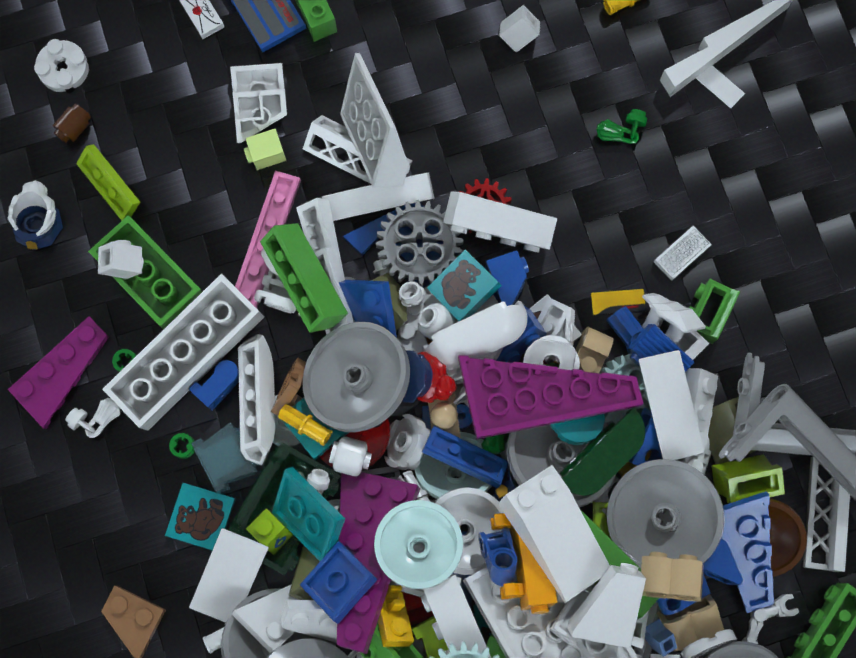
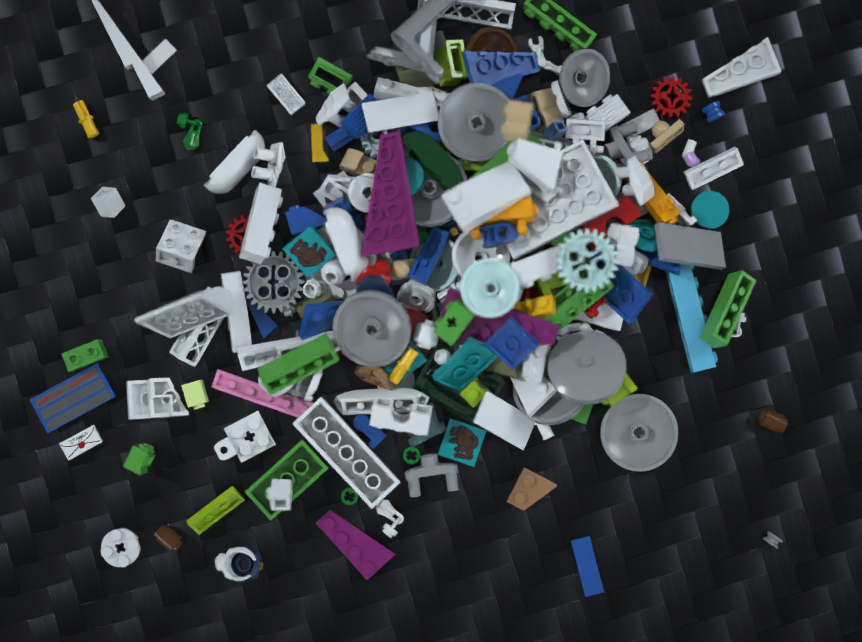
camera: 90 degrees left, 10 degrees up
(163, 474) = (429, 467): none -> light grey connector
(175, 79) = (140, 458): none -> bright green window
(197, 206) = (238, 445): none -> white plate
(232, 402) = (385, 416): none -> white arch
(355, 490) = (446, 328): none -> bright green brick
(466, 120) = (179, 245): none -> white bracket
(581, 191) = (235, 165): none -> white brick
(593, 241) = (275, 159): none -> white connector

